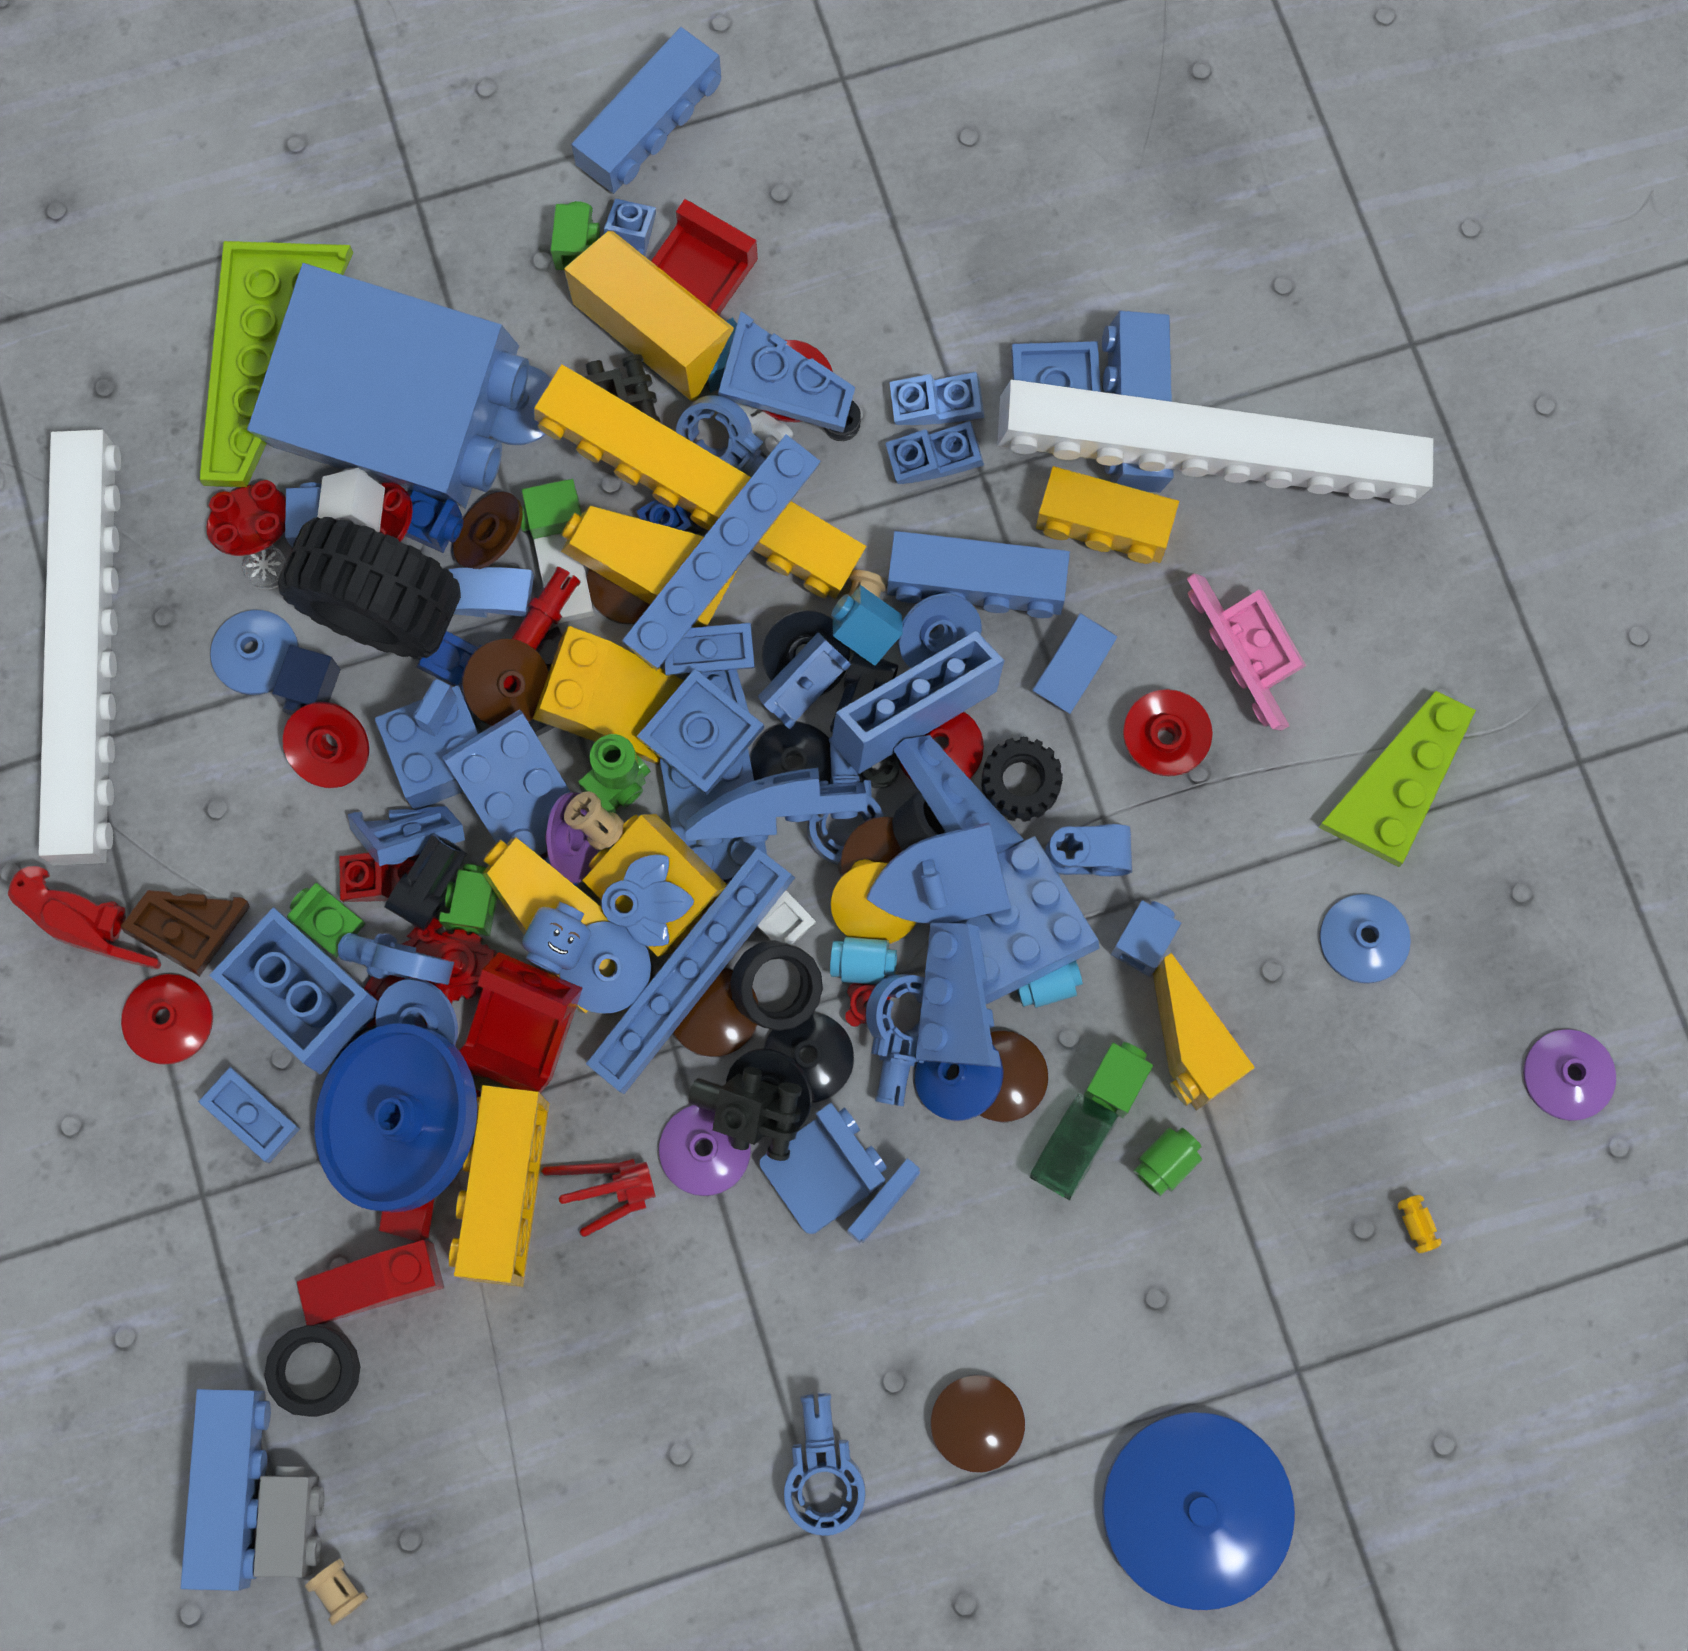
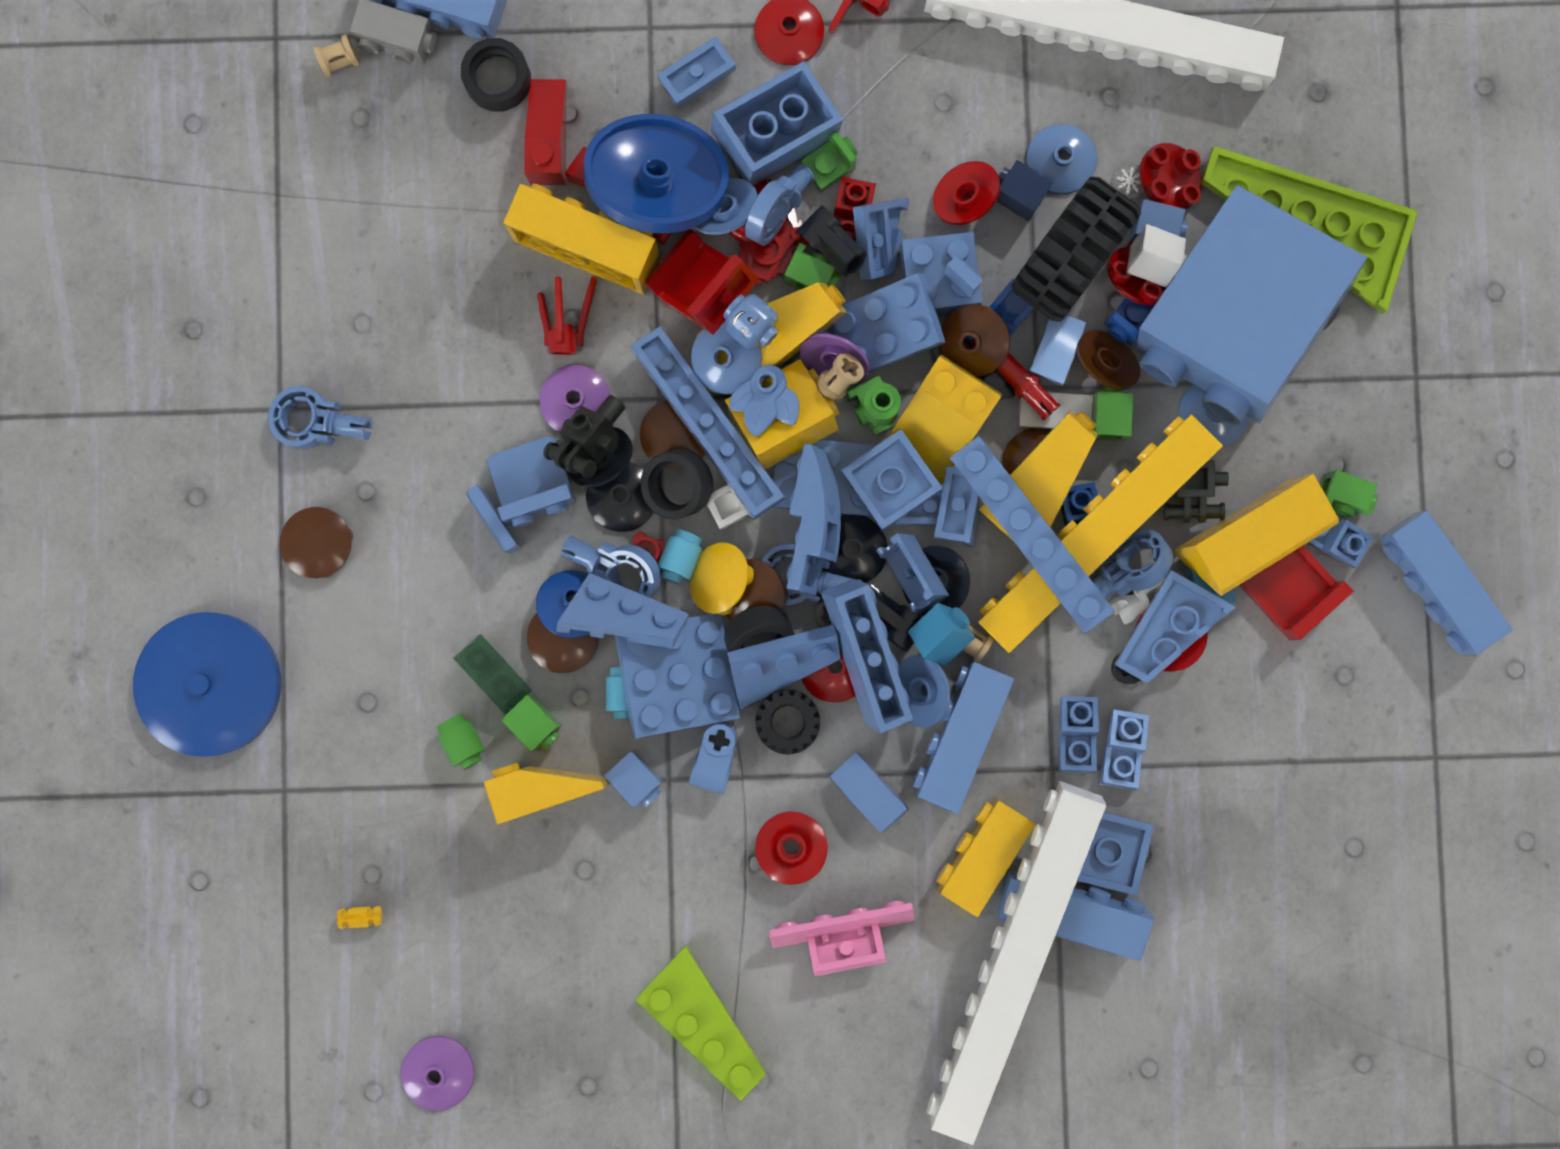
camera: 105 degrees right, 10 degrees up
(184, 927) = (854, 56): reddish brown wing -> none
(944, 878) = (717, 633): medium blue shield -> none
(1347, 950) = (591, 932): medium blue dish -> none

